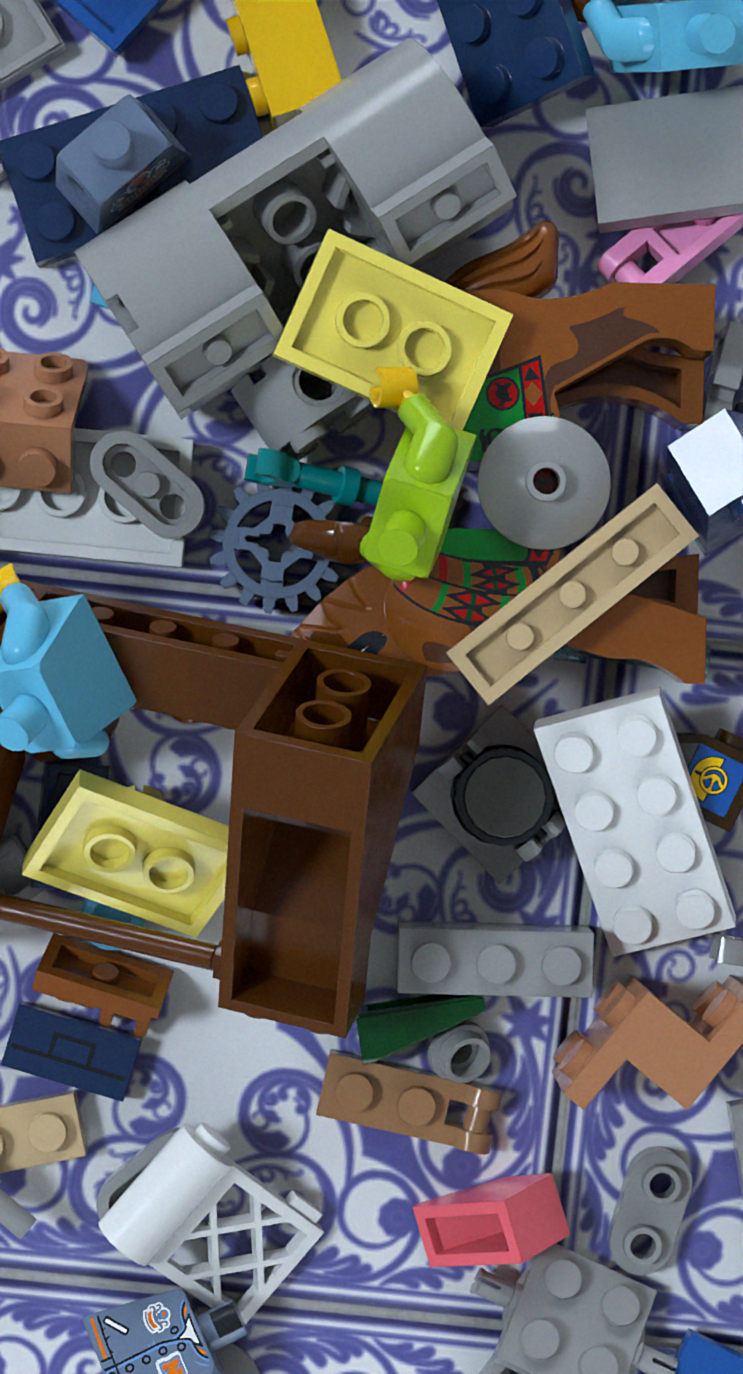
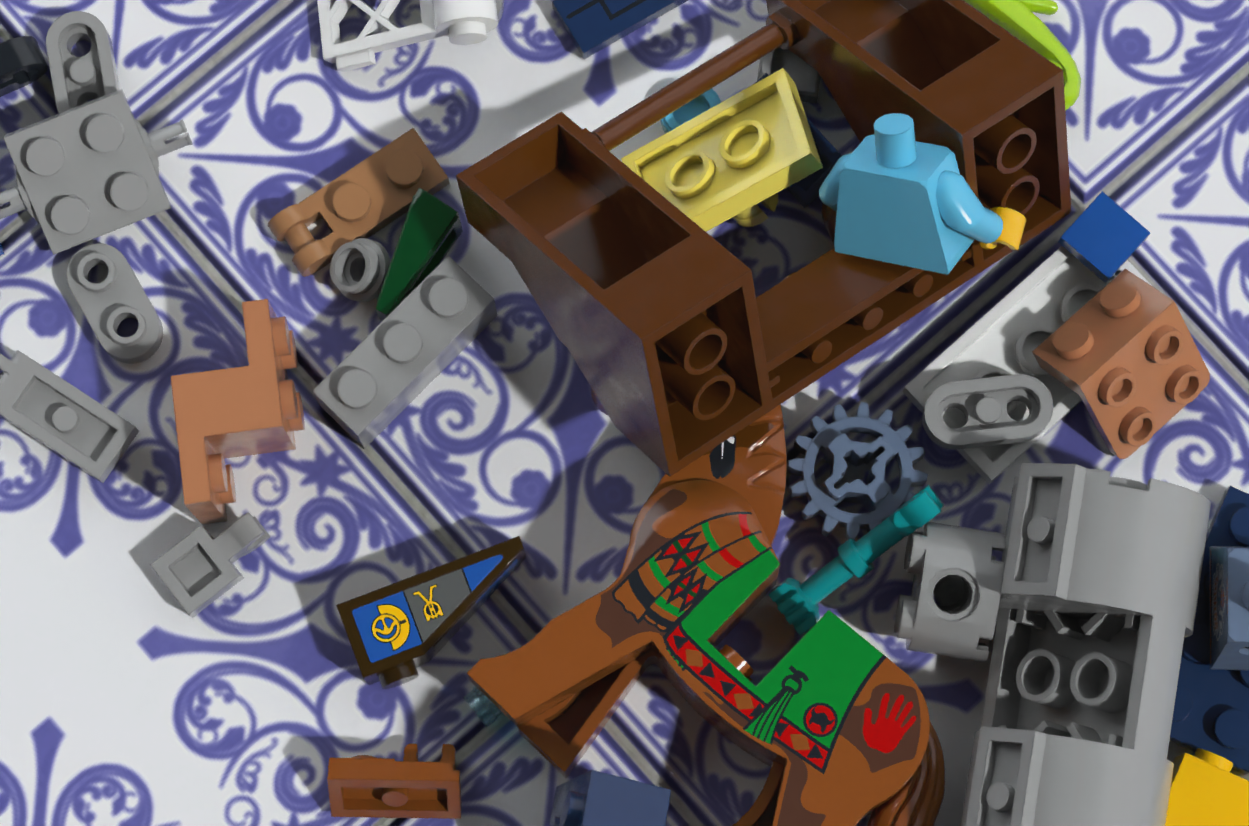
camera: 135 degrees right, 10 degrees down
(102, 980) = (650, 61): dark orange plate -> none
(378, 312) = (938, 669): light yellow plate -> none
(414, 496) = (804, 571): lime torso -> none
(492, 1222) = (216, 182): coral slope -> none
(499, 794) = (519, 470): piece -> none
(515, 504) = (719, 723): light grey dish -> none
(572, 594) = (624, 630): tan plate -> none
(635, 822) = (409, 542): white plate -> none

